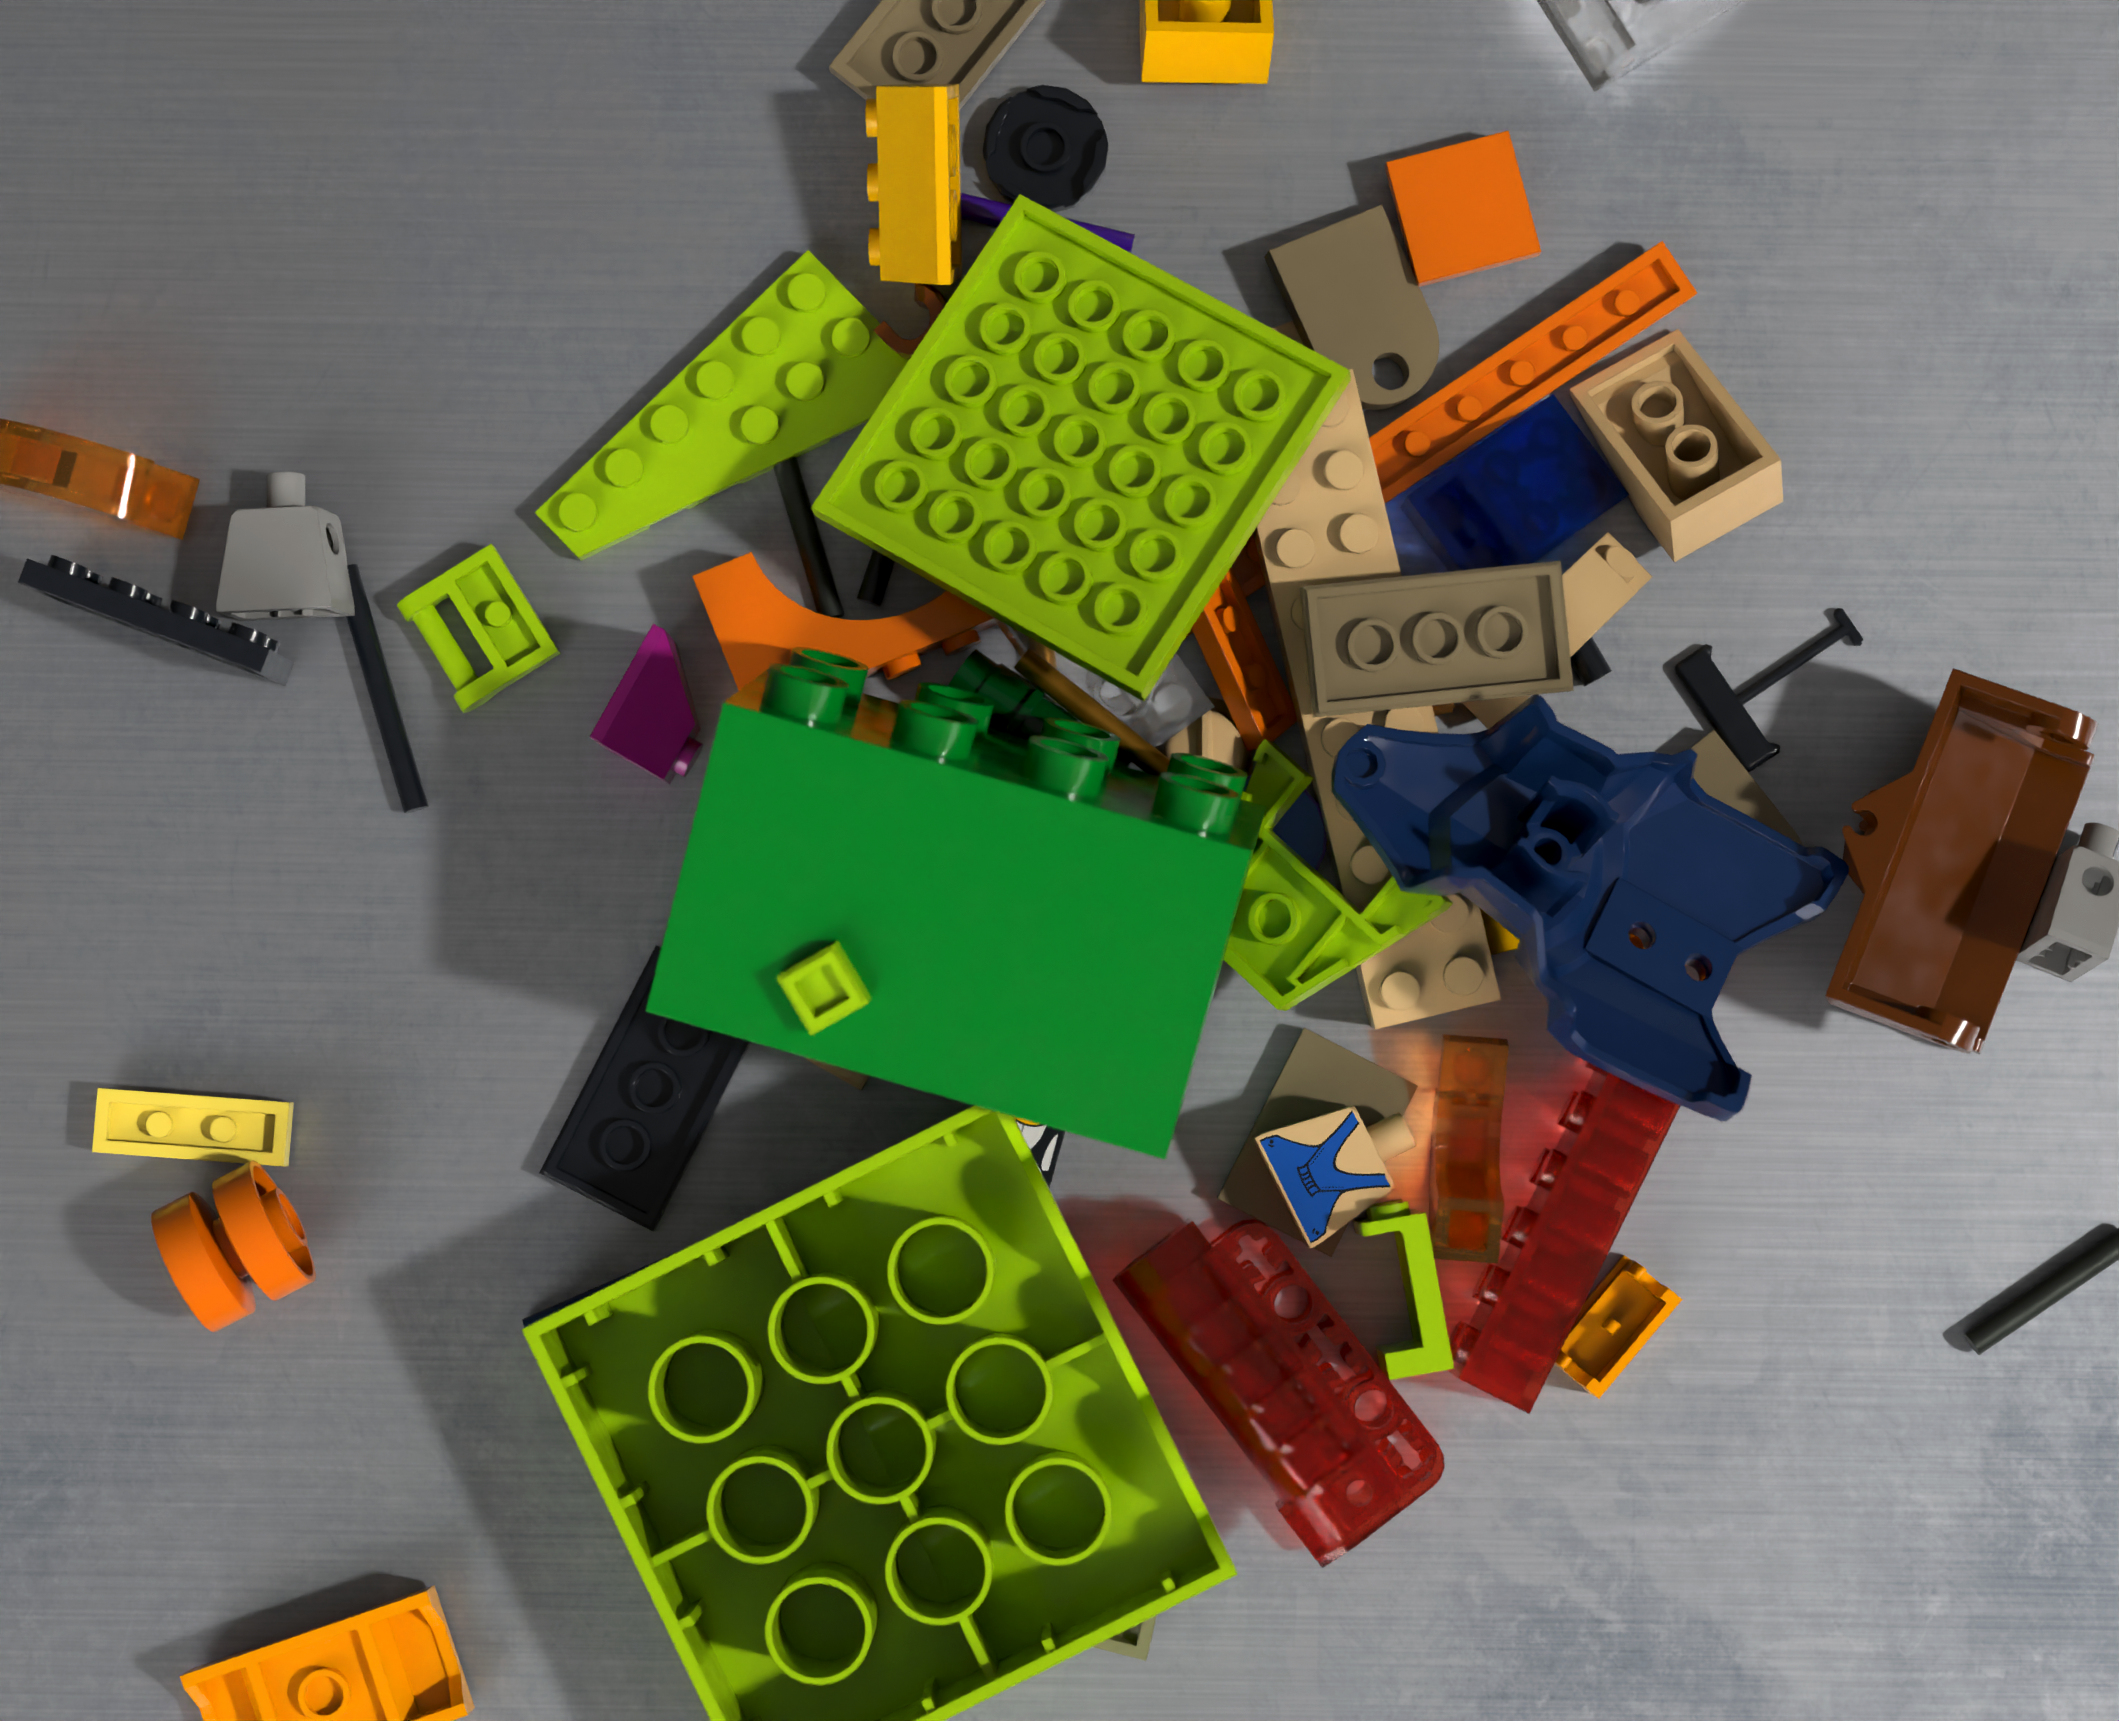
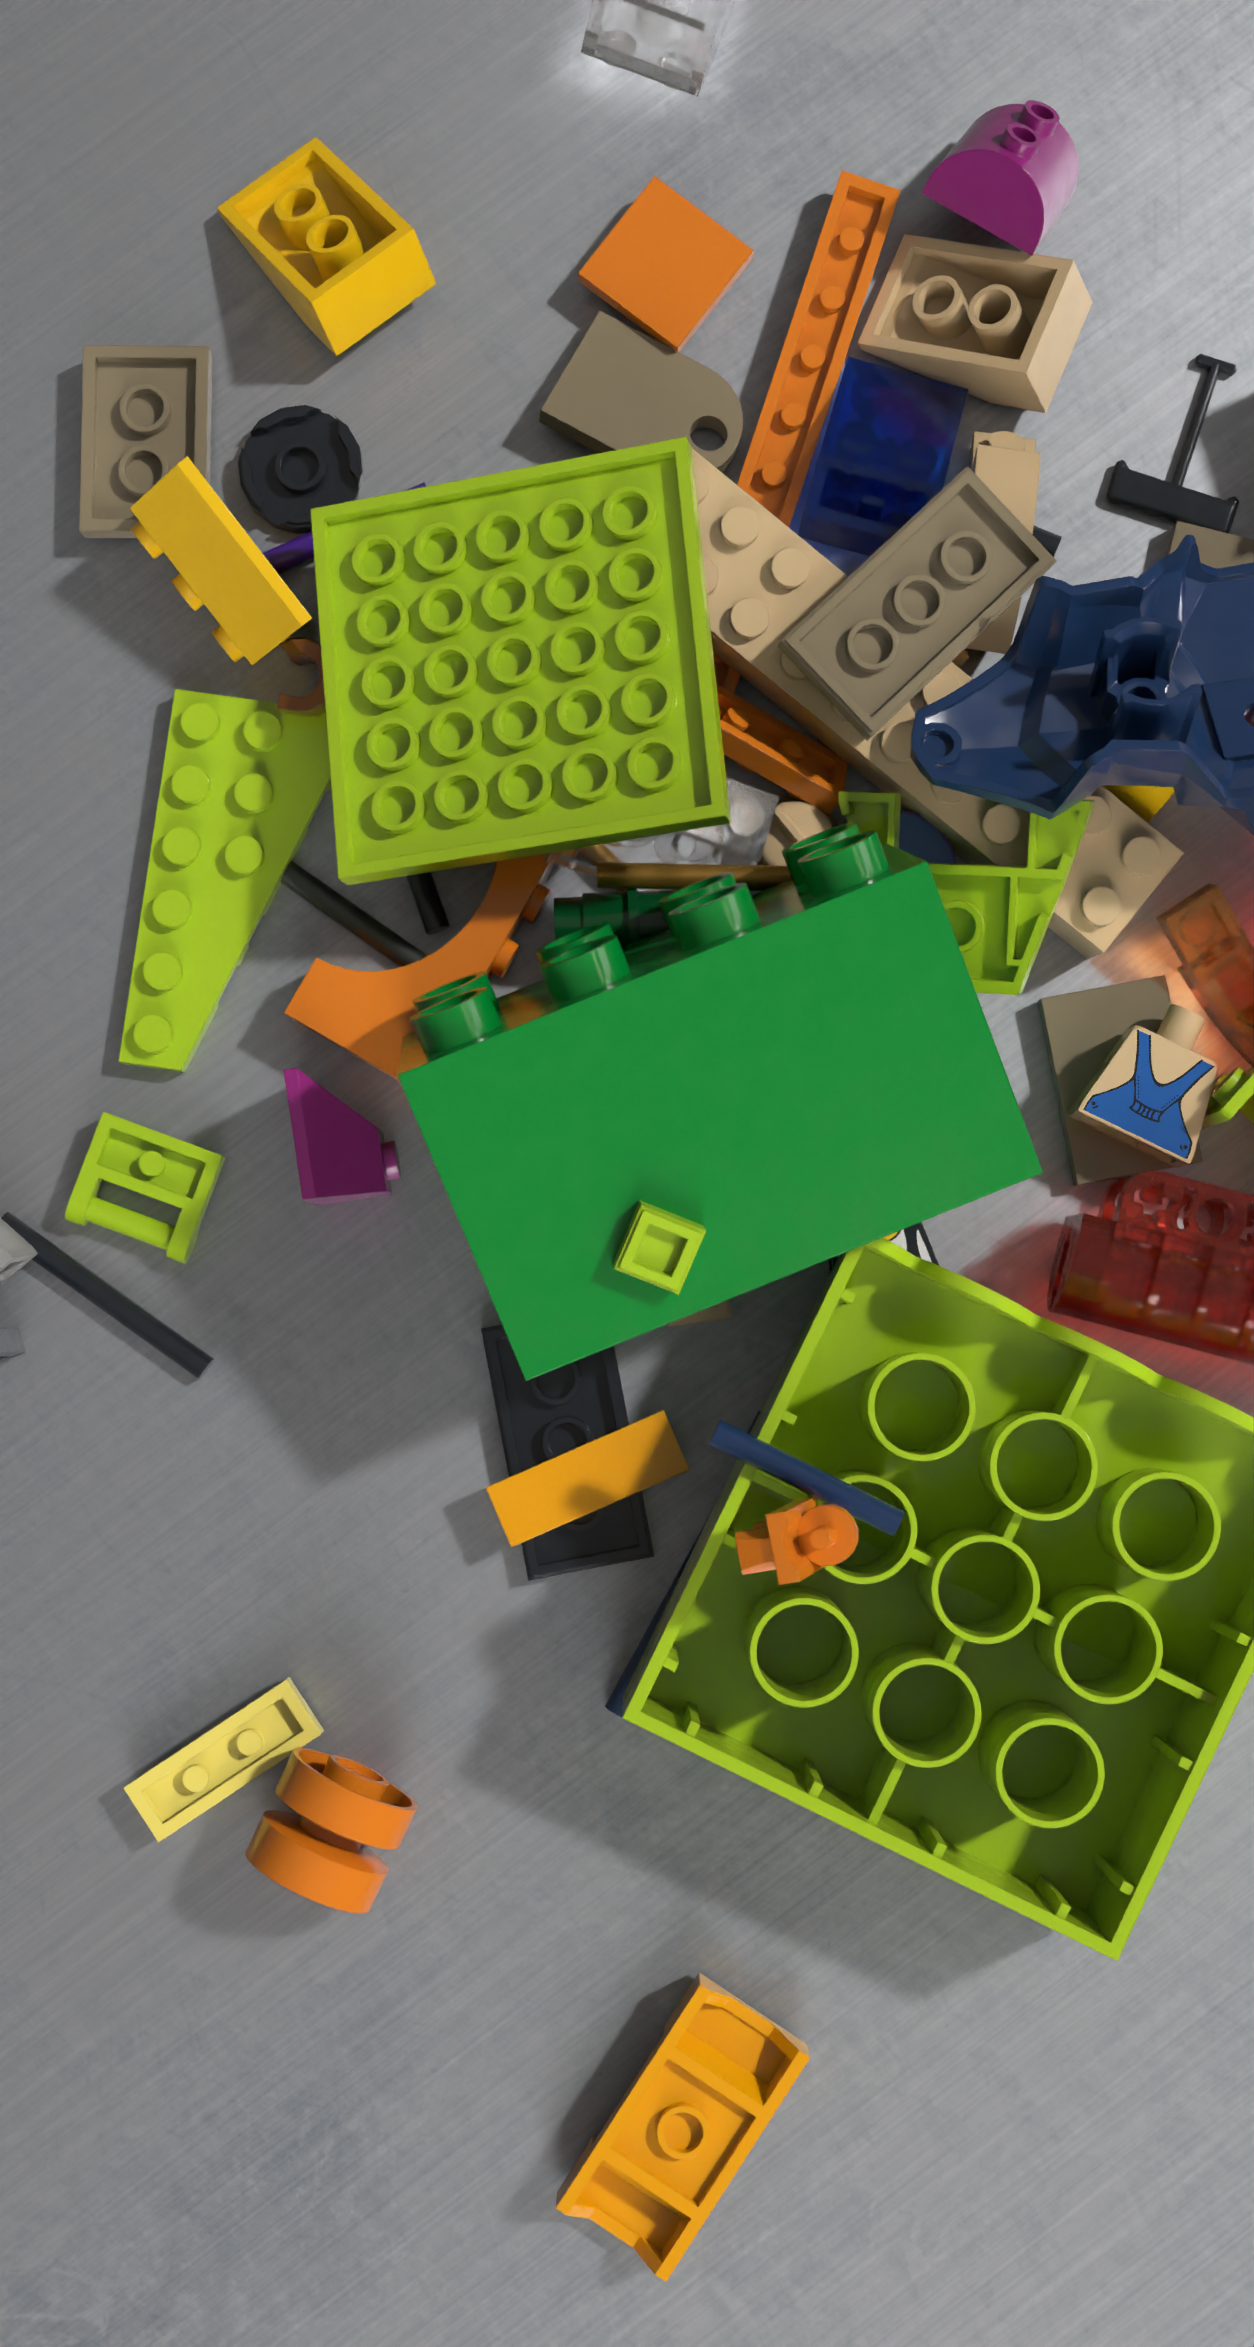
camera: 40 degrees left, 0 degrees up
(647, 1128) = (587, 1478): none -> light orange tile
(757, 1294) = (798, 1540): none -> orange hips
(806, 1254) = (806, 1477): none -> dark blue bar
(1790, 349) = (1010, 173): none -> magenta brick

